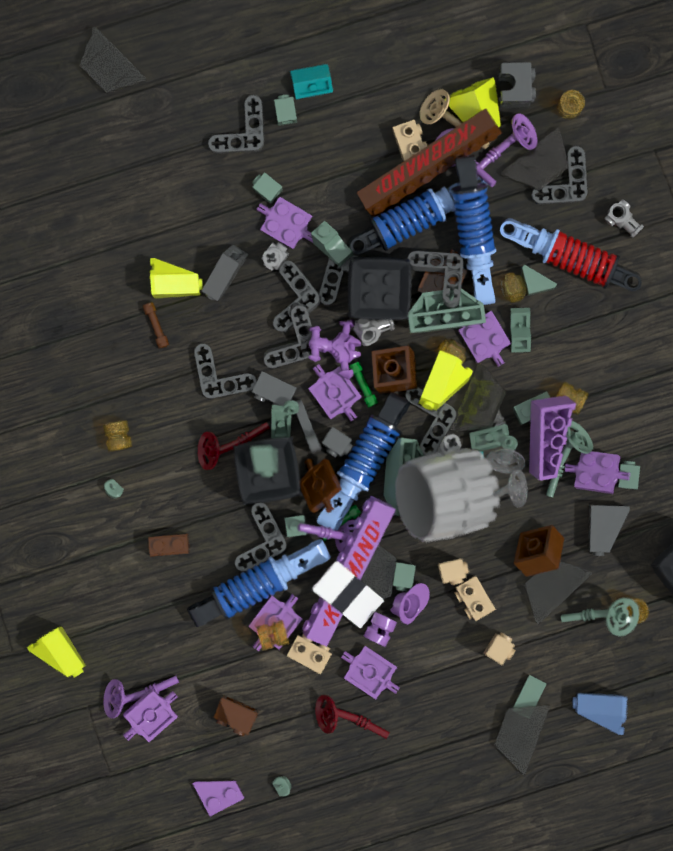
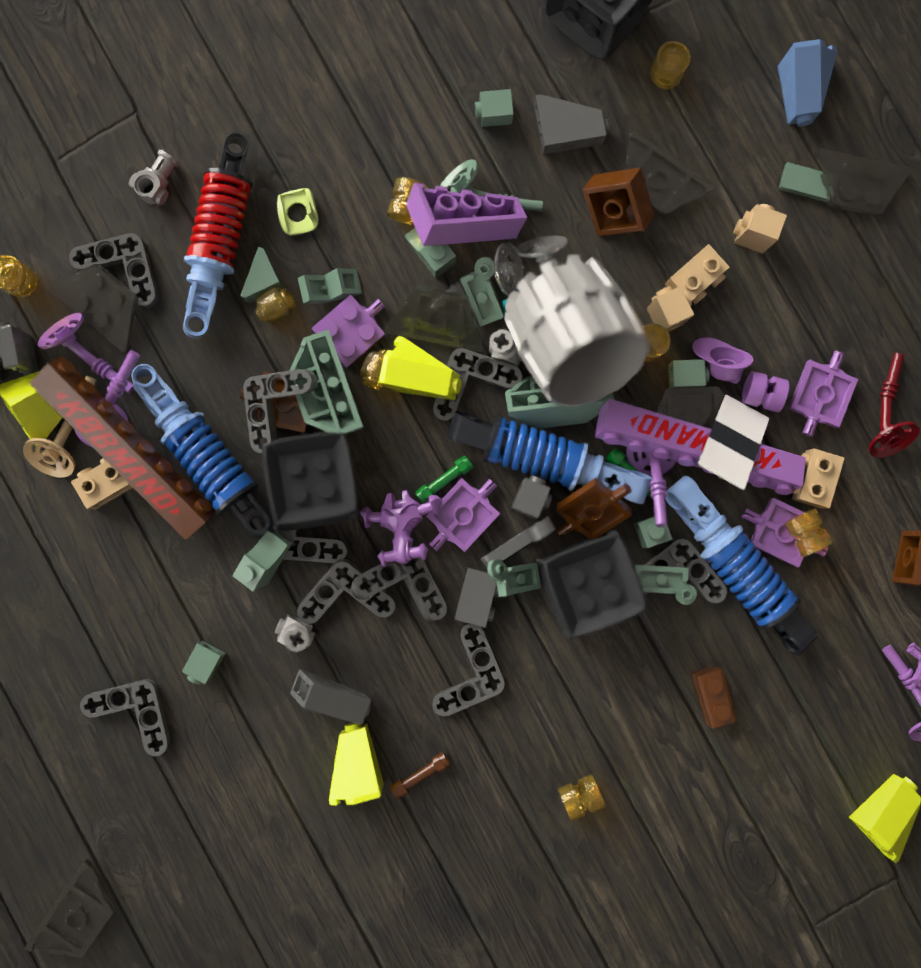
camera: 110 degrees left, 0 degrees up
(113, 489) = (652, 788): sand green piece -> none
(213, 451) = (574, 662): dark red dish -> none
(258, 527) = (666, 580): none -> sand green hinge
(265, 460) = (585, 591): sand green slope -> none
(285, 110) = (92, 659): sand green brick -> none
(286, 222) = (246, 627): medium lavender plate -> none
(312, 81) = (47, 631): teal panel -> none
(370, 330) = (370, 484): light grey connector -> none
(394, 369) = (416, 441): reddish brown slope -> none
(431, 552) = (658, 340): none -> clear yellow wheel
(474, 227) = (201, 367): piece -> none
(591, 321) = (302, 196): none -> yellowish green piece
(597, 472) = (499, 146): medium lavender plate -> none
(617, 615) = (686, 76): sand green dish -> none

